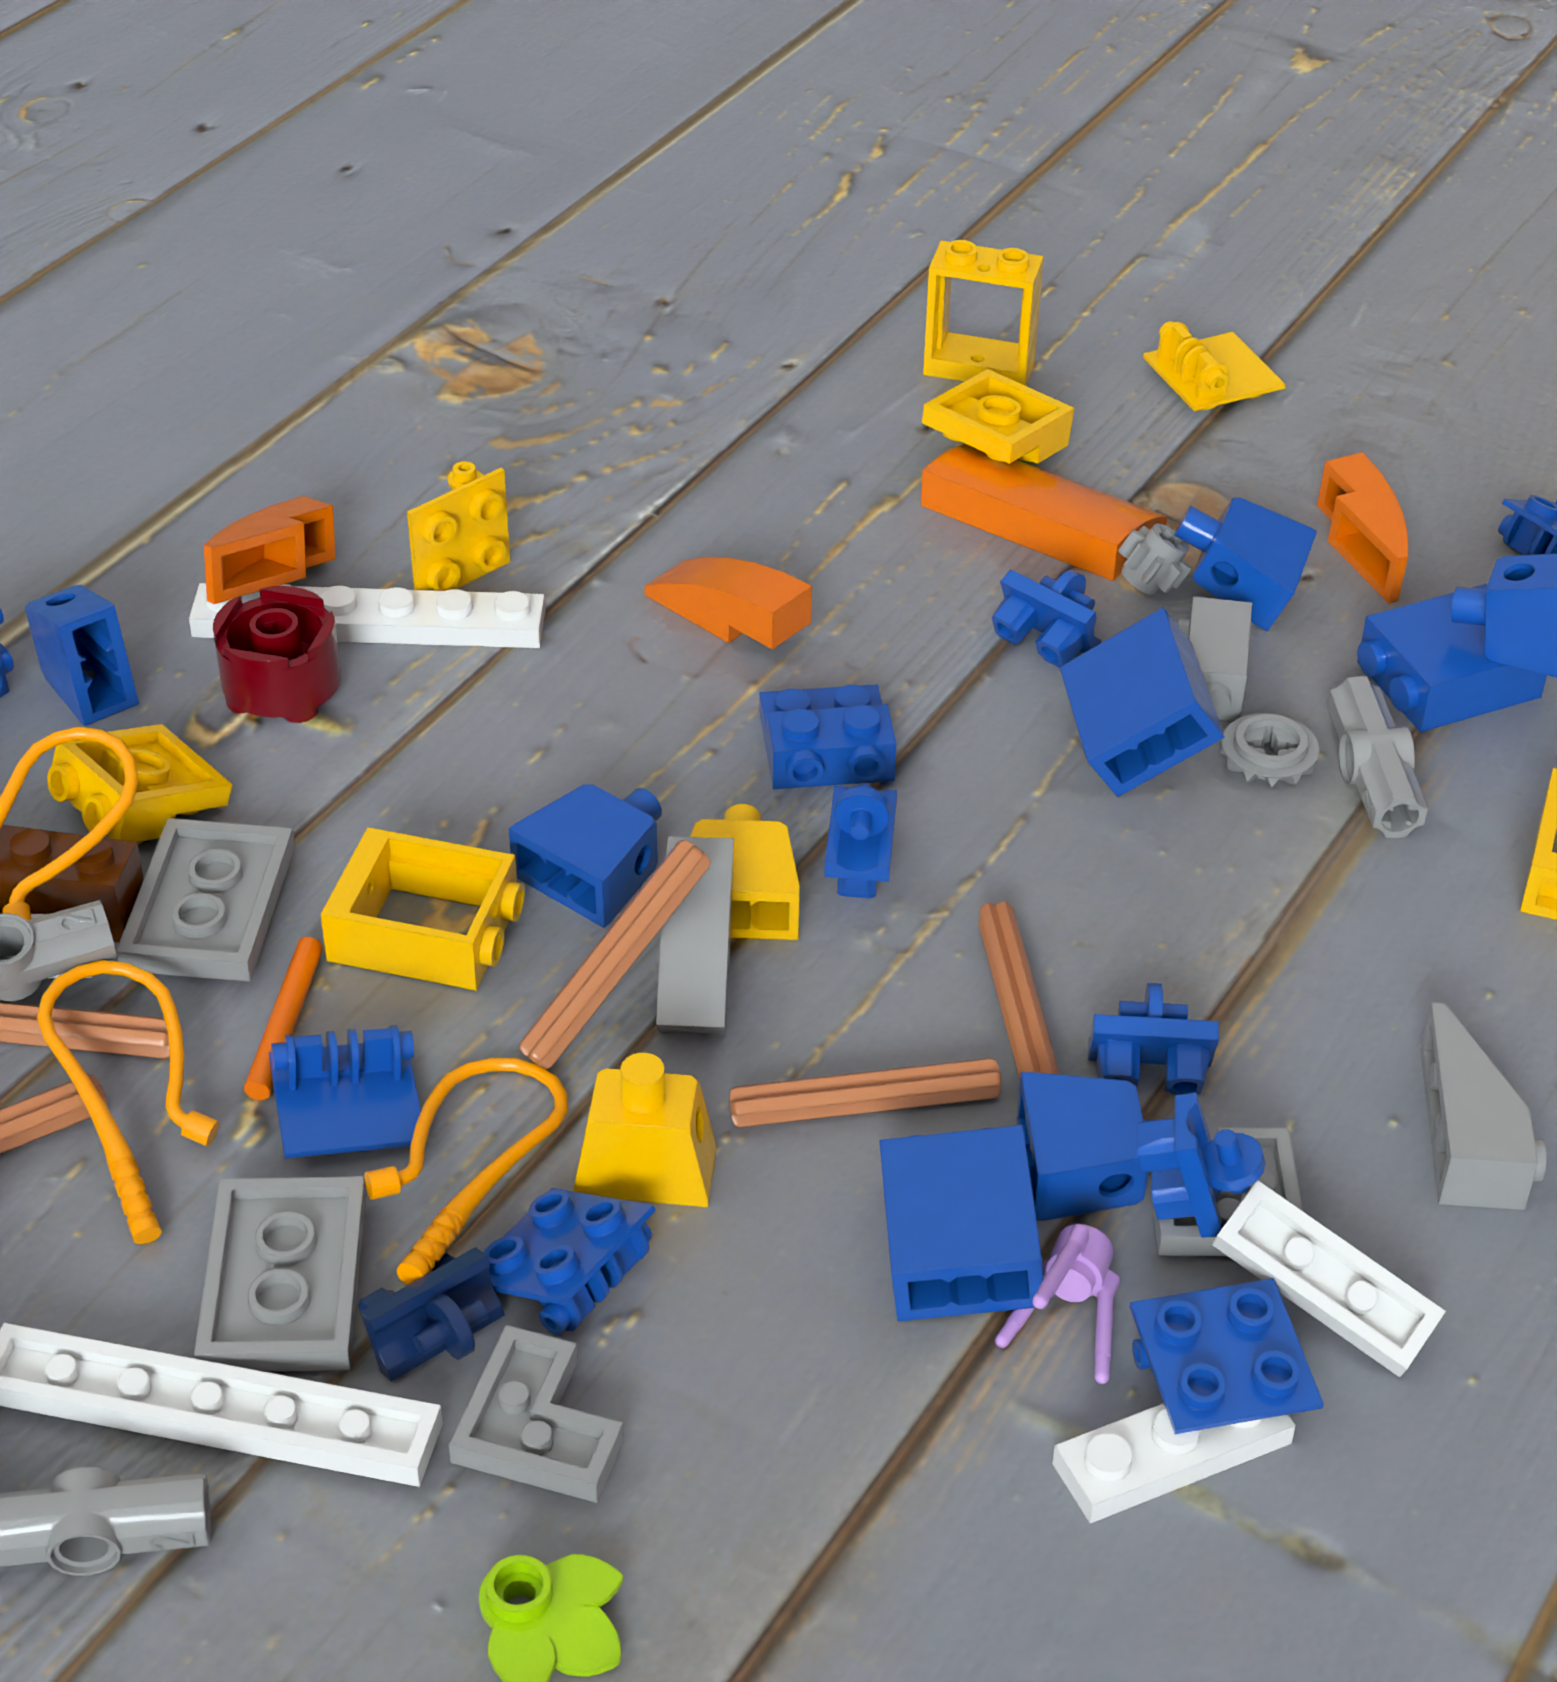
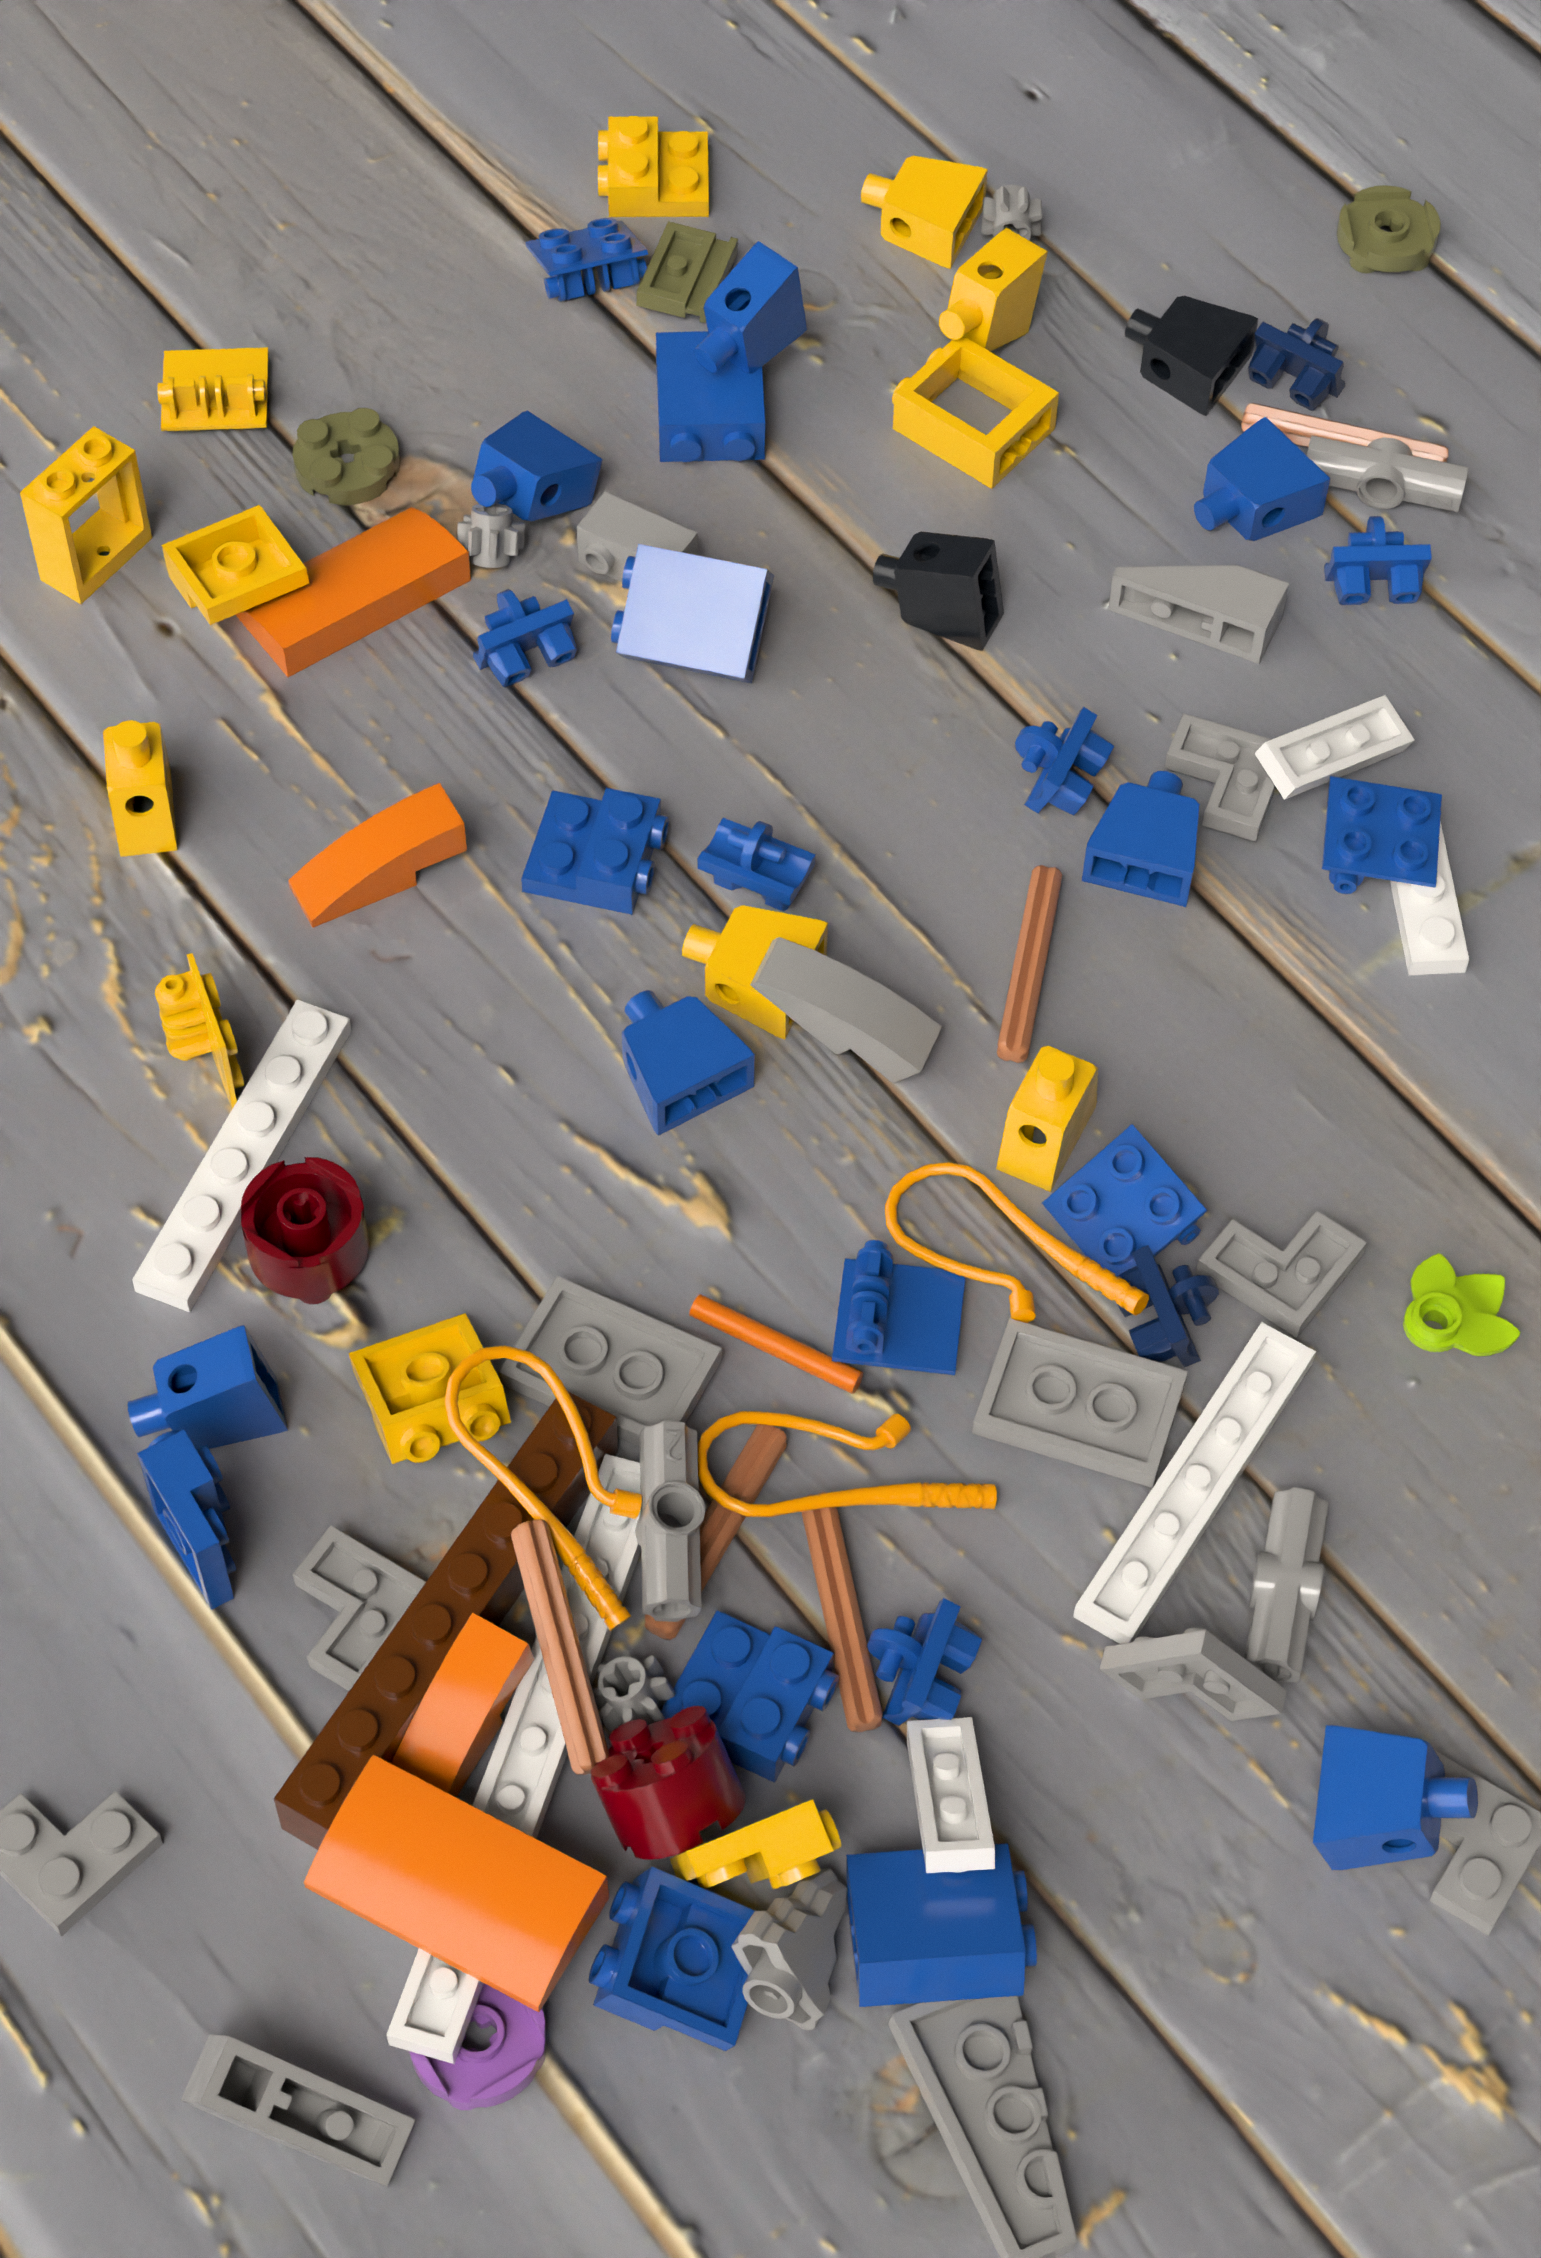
camera: 70 degrees left, 15 degrees up
(268, 548) = (142, 1195): orange slope -> none
(430, 869) = (673, 1247): yellow window -> none
(614, 954) = (858, 1066): nougat axle -> none
(718, 432) = (134, 767): none -> yellow torso
(960, 1223) = (1200, 940): blue brick -> none
(1016, 990) = (973, 830): nougat axle -> none
(1075, 1272) = (1265, 891): lavender plant -> none
(1192, 1168) = (1245, 769): blue hips -> none
(1195, 462) = (342, 433): none -> olive plate
(1292, 743) = (749, 540): light grey gear -> none
(1324, 863) = (946, 586): none -> black torso
(1365, 522) = (512, 375): orange slope -> none
(1377, 757) = (802, 495): light grey piece -> none

